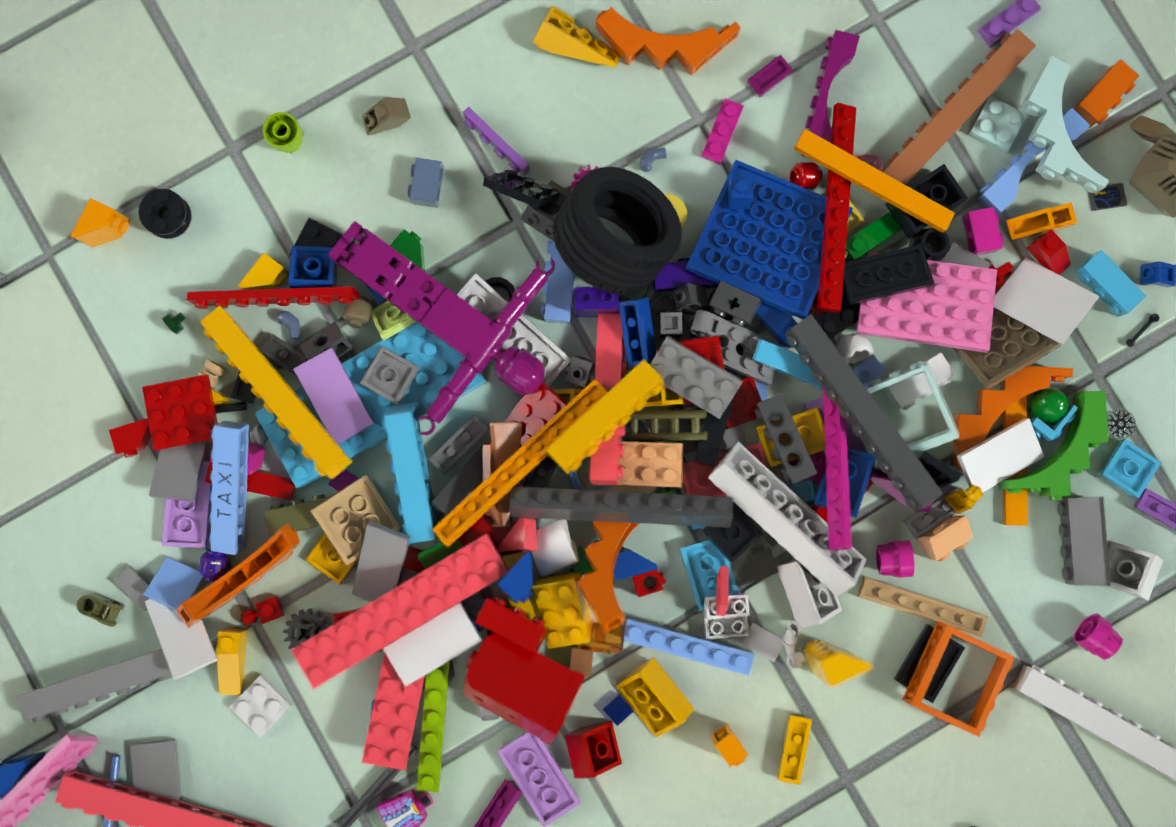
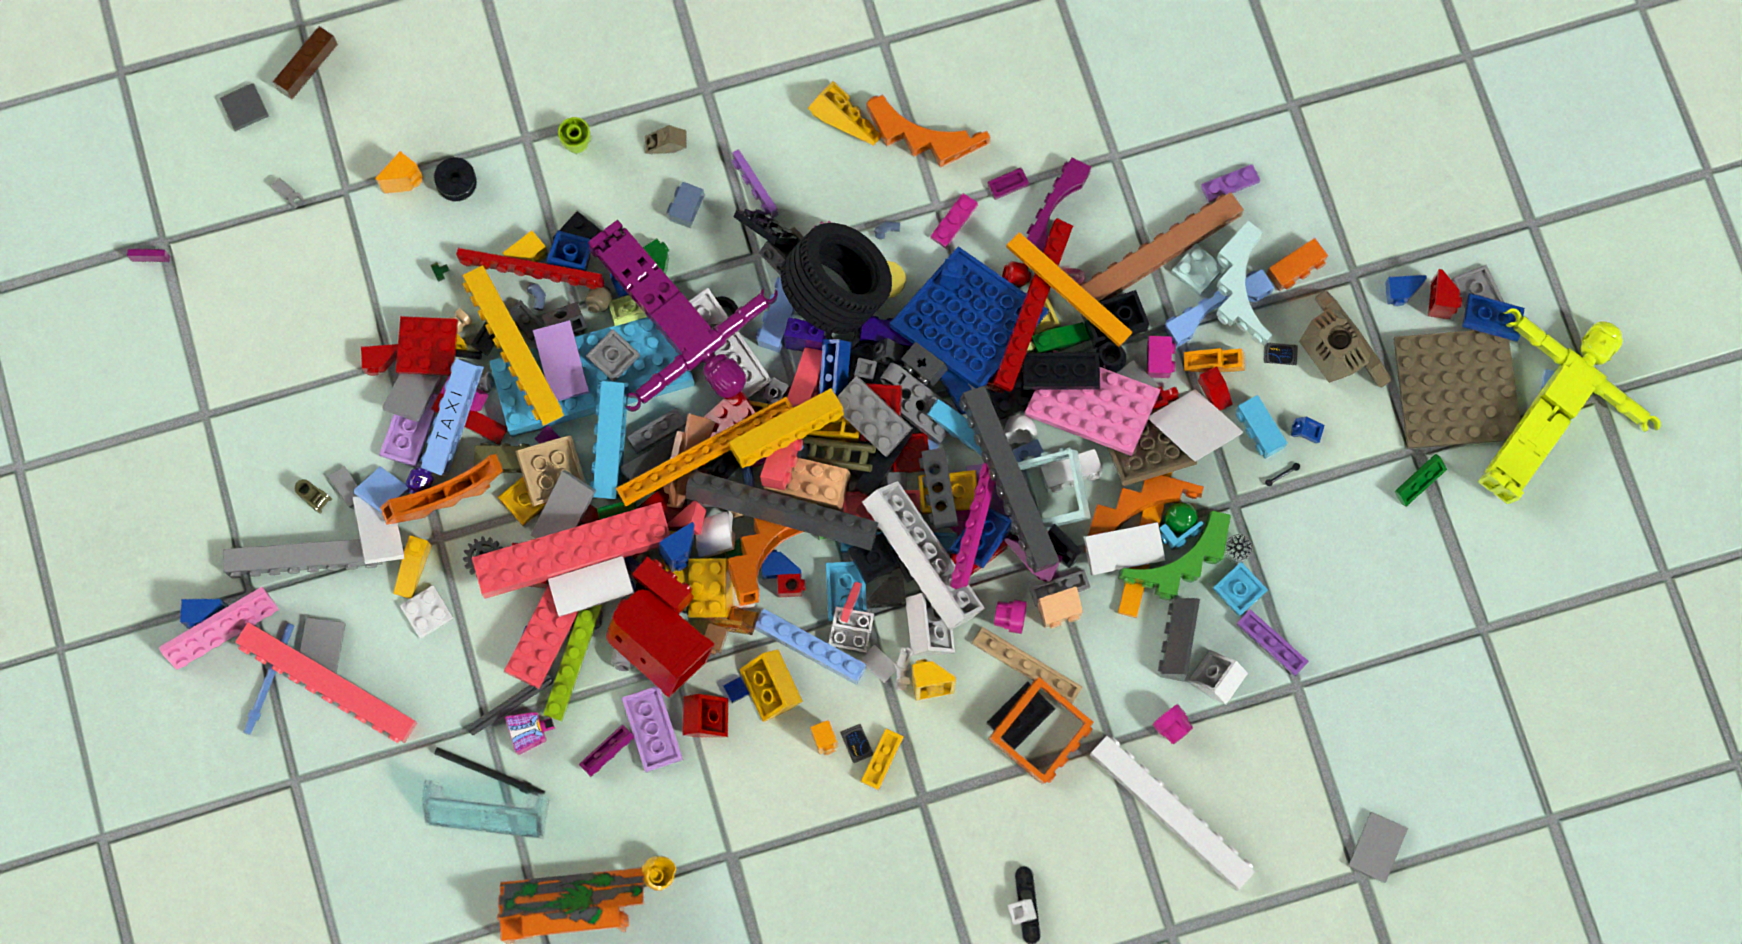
camera: 15 degrees right, 10 degrees down
(266, 610) = (454, 533): red plate -> none
(761, 735) = (857, 743): none -> sticker
(964, 500) = (1081, 575): yellow plate -> none

